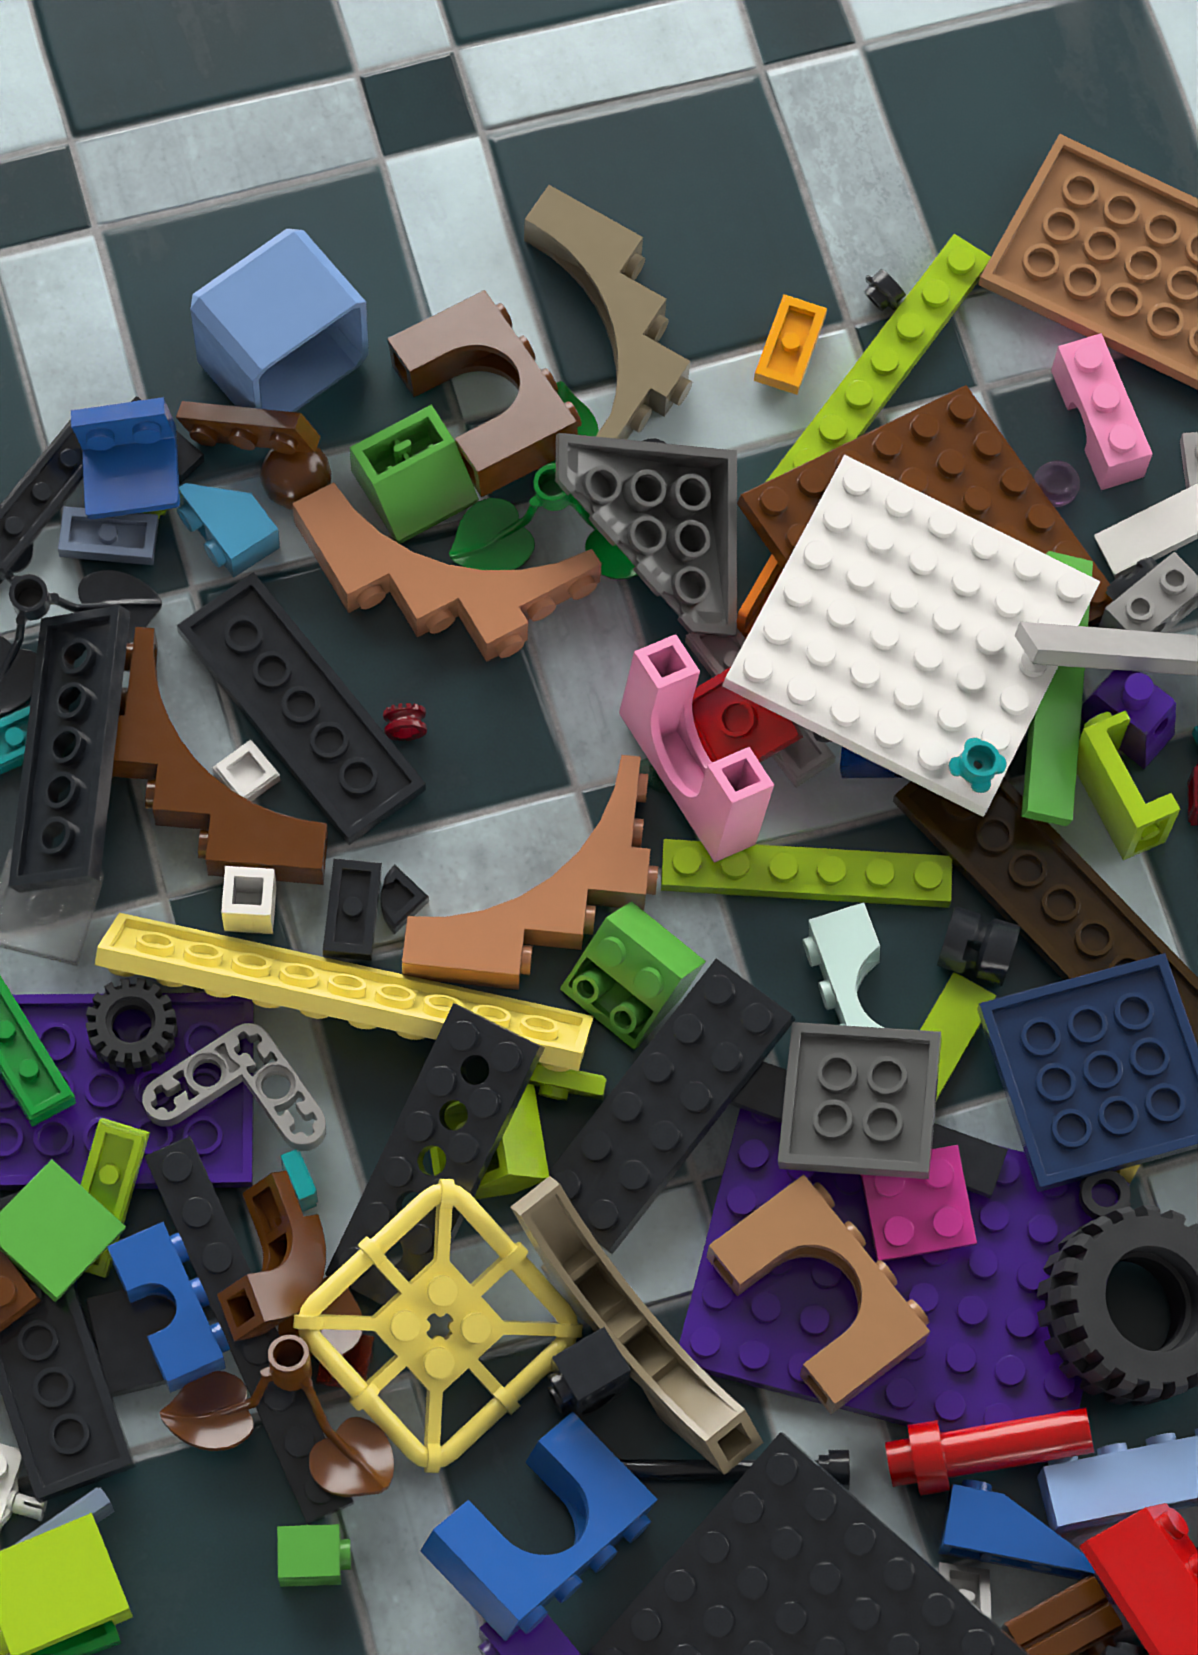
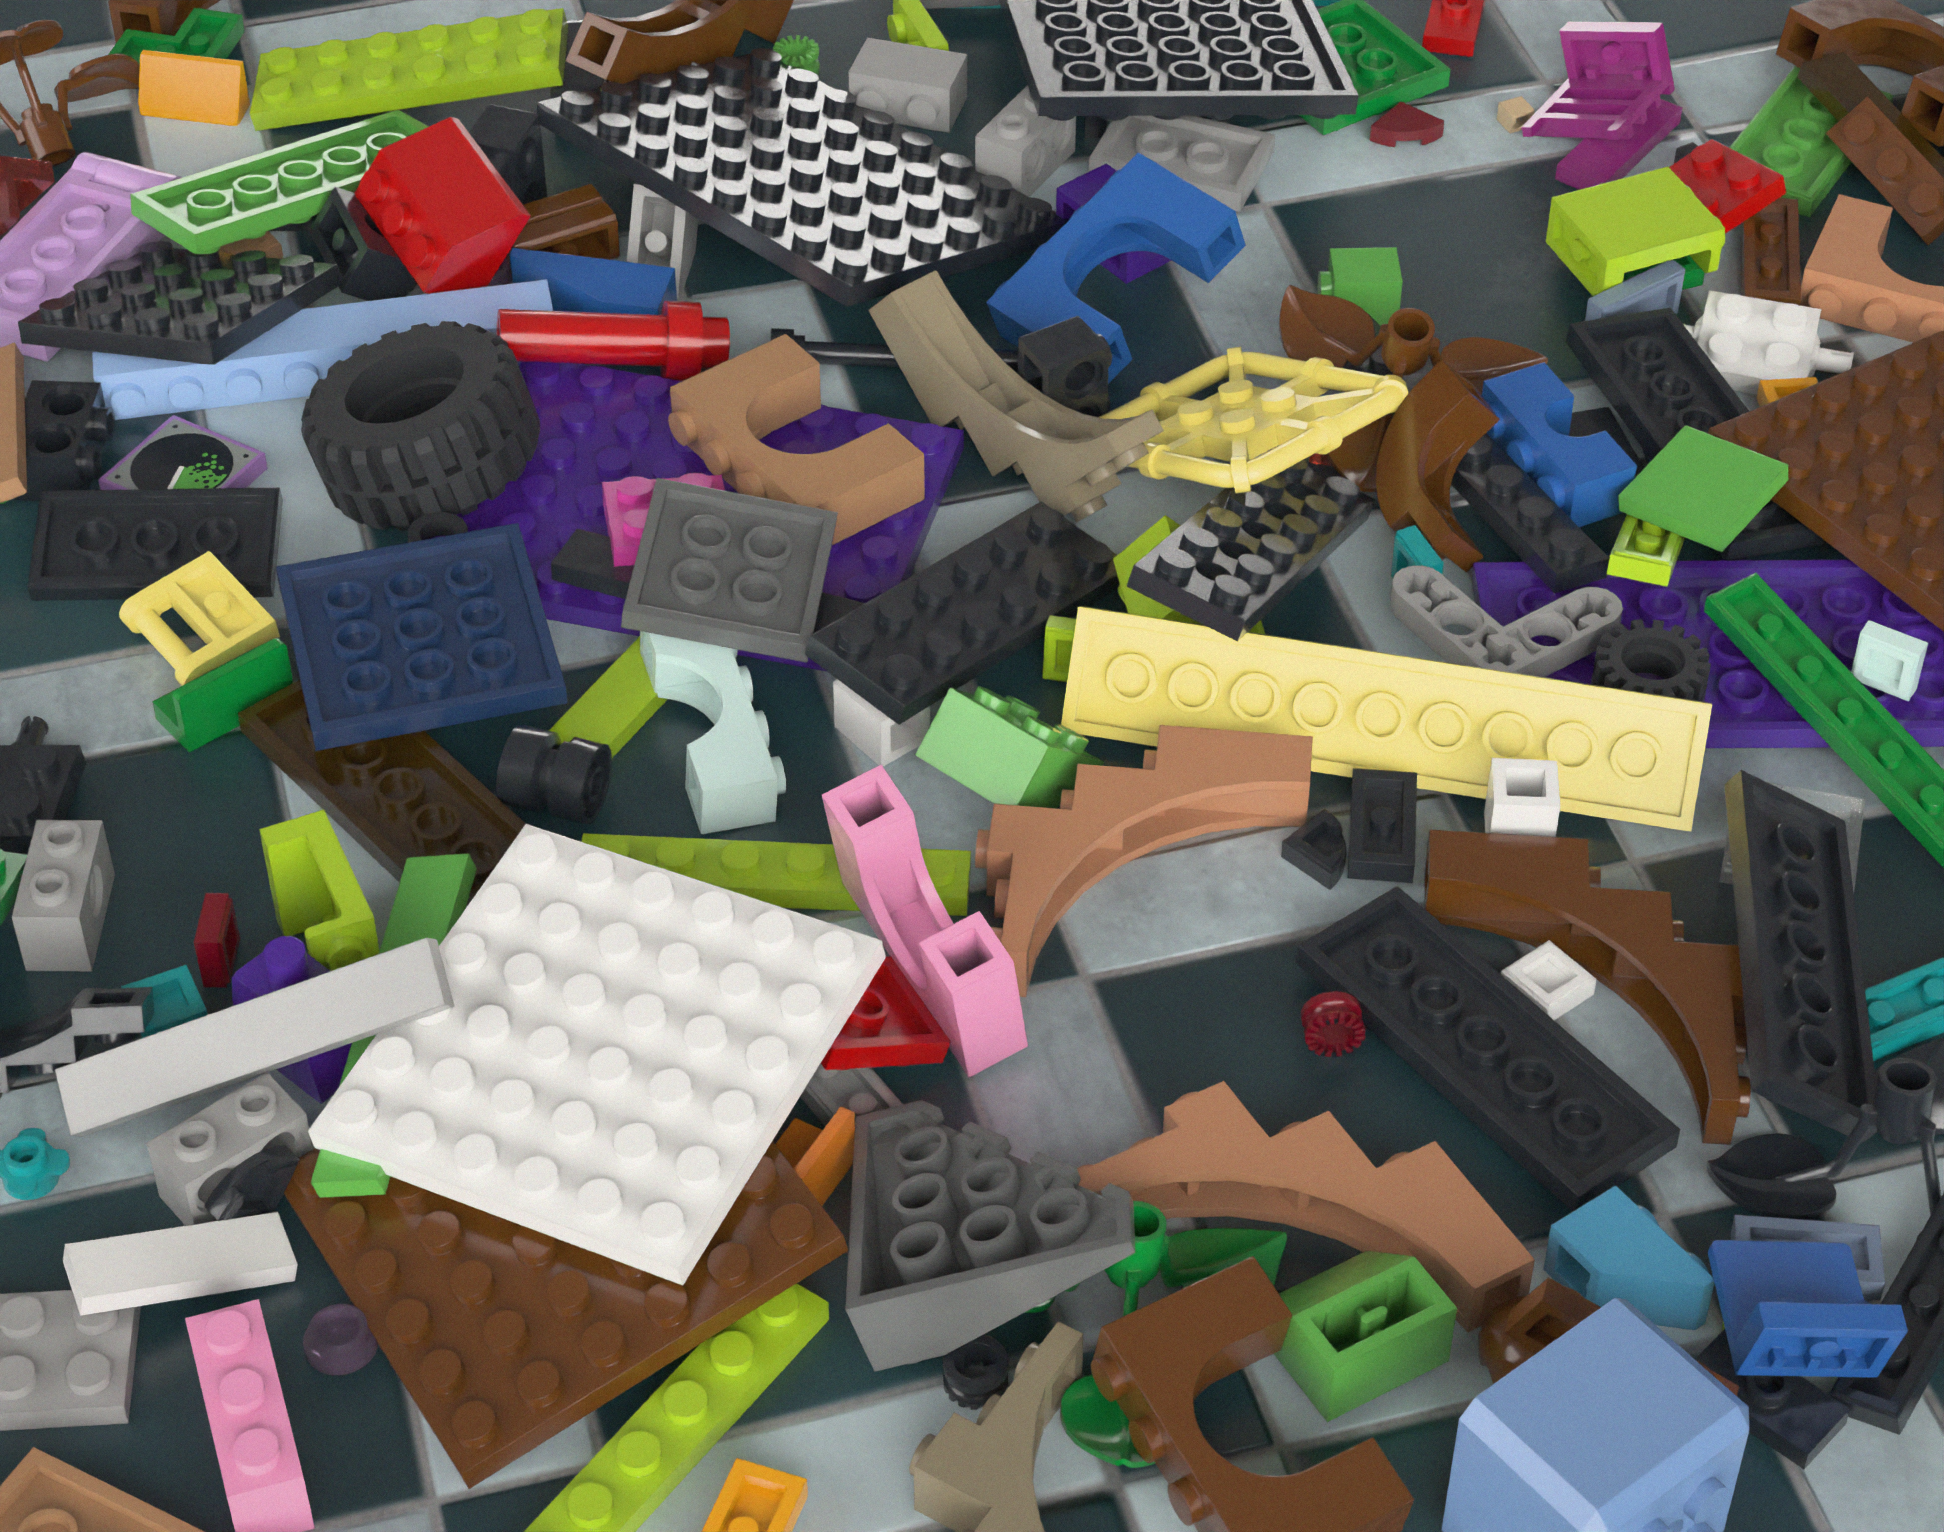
camera: 175 degrees left, 25 degrees down
(987, 755) = (533, 839): teal plate -> none

